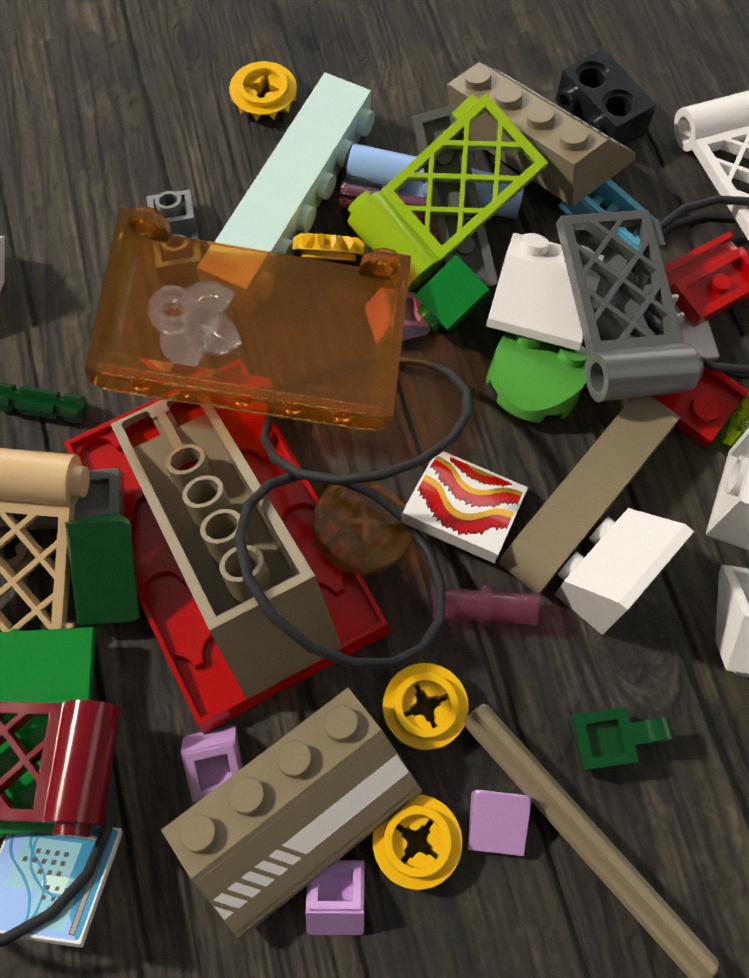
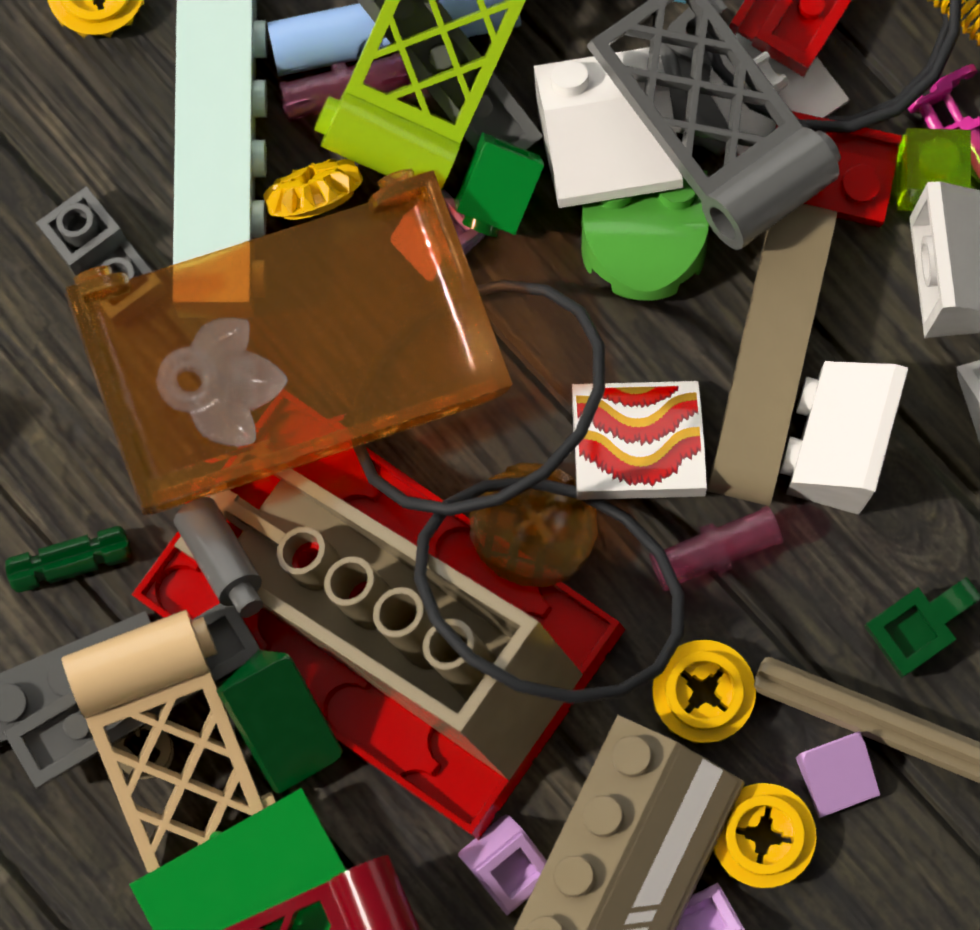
camera: 25 degrees left, 10 degrees up
(128, 436) = (220, 555): none -> dark grey cylinder

